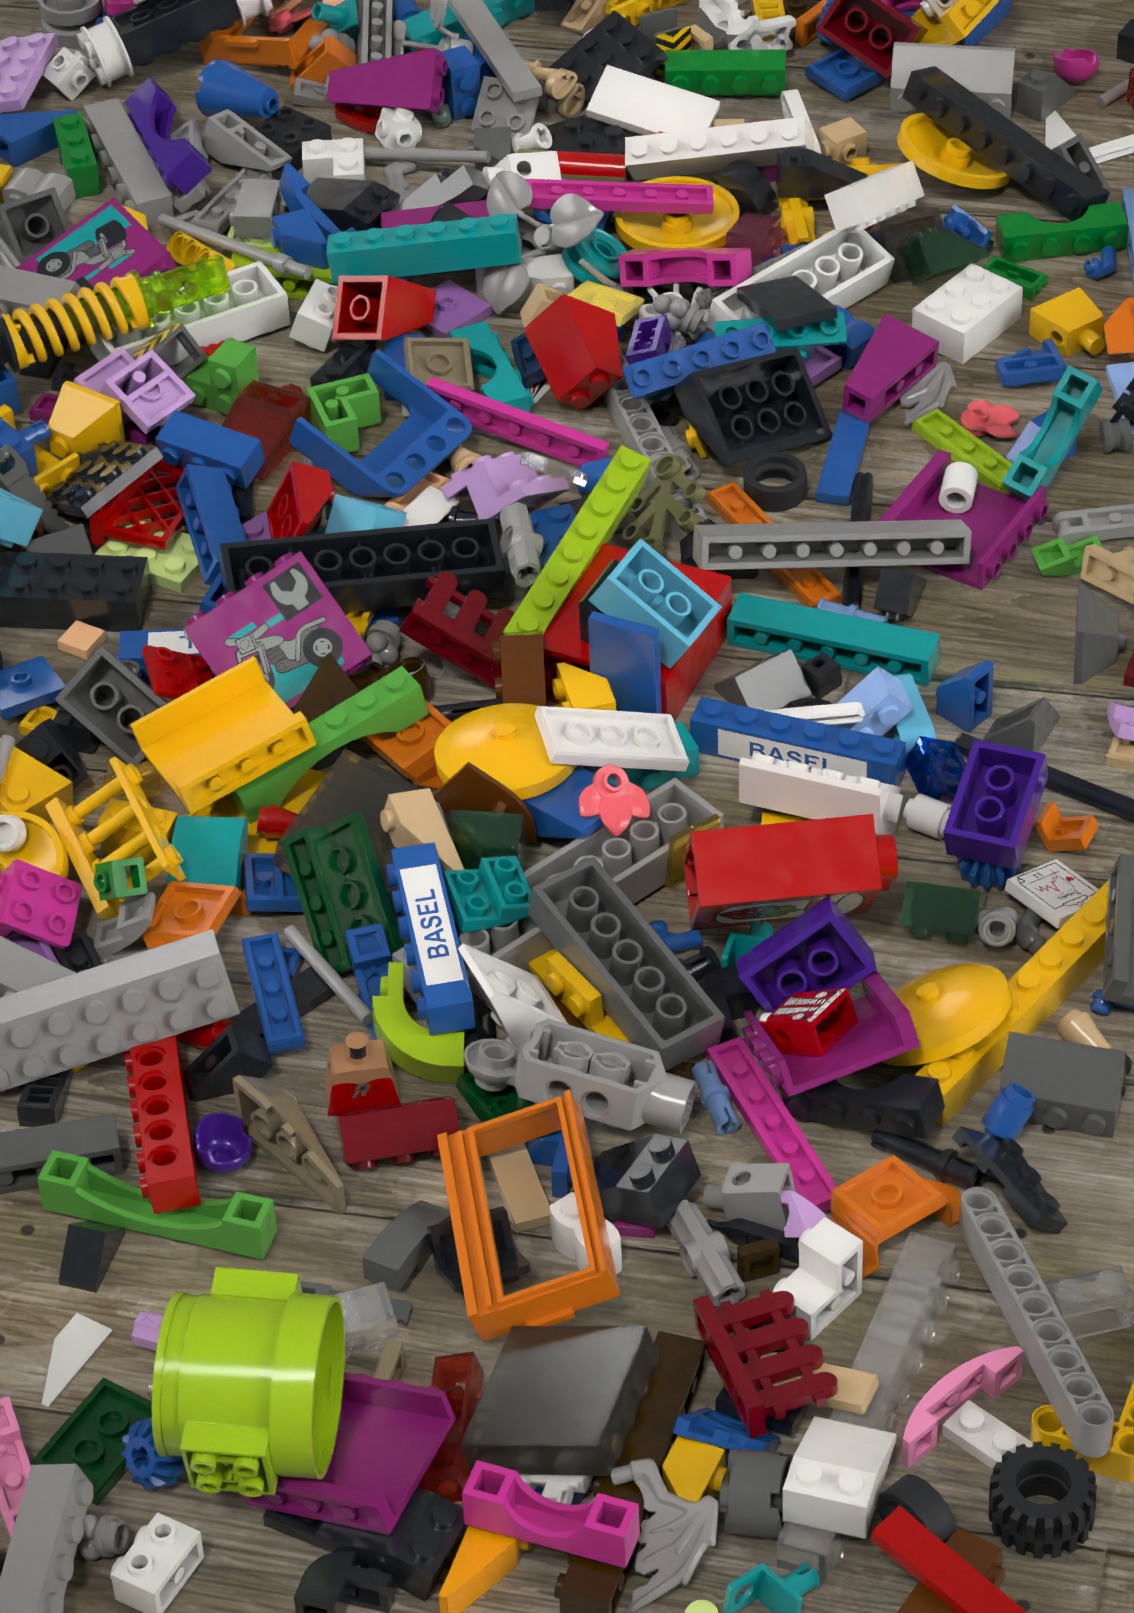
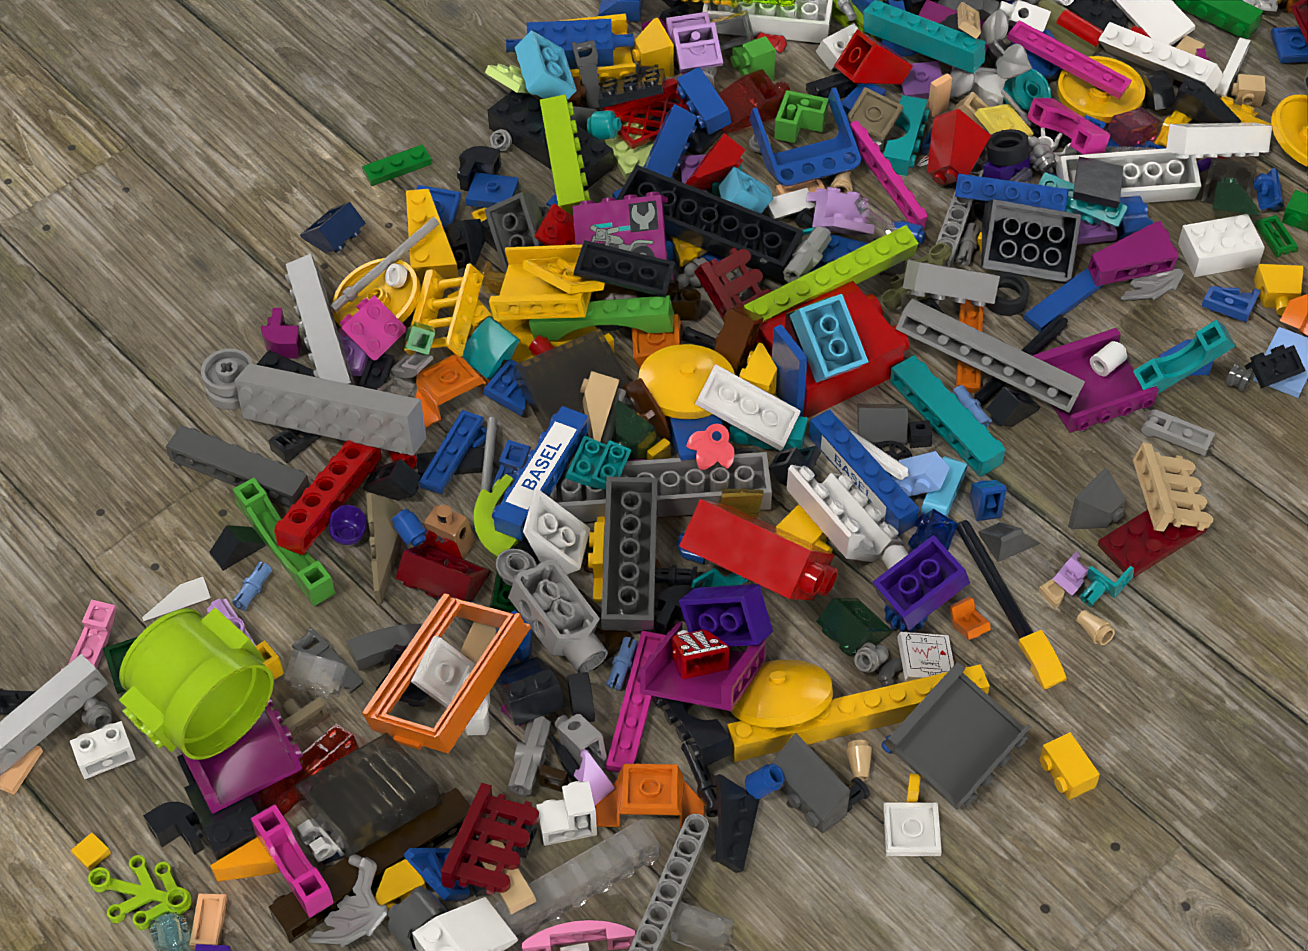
camera: 35 degrees right, 10 degrees up
(81, 640) = (545, 179): light nougat tile -> none
(99, 586) = (563, 152): none -> lime brick
(110, 534) = (603, 125): none -> teal head
(158, 1279) = (252, 586): none -> medium blue pin
(247, 709) = (560, 274): none -> yellow tile
(317, 663) = (624, 268): none -> black slope
(317, 1093) = (409, 527): none -> blue brick
(340, 886) = (527, 407): dark green slope -> none
(474, 200) = (969, 20): none -> tan tile
(495, 305) = (939, 95): none -> light nougat tile
(520, 1220) = (442, 671): none -> white tile
(535, 849) = (661, 450): none -> yellow tile
(643, 319) = (998, 150): none -> black tyre
(713, 1148) = (581, 695): none -> black tyre
(716, 777) = (793, 456): none -> black brick
(718, 489) = (951, 282): none -> light grey brick
(964, 447) = (1140, 330): lime tile -> none
(985, 418) = (1173, 323): coral plate -> none
(1061, 560) = (1131, 438): bright green slope -> none

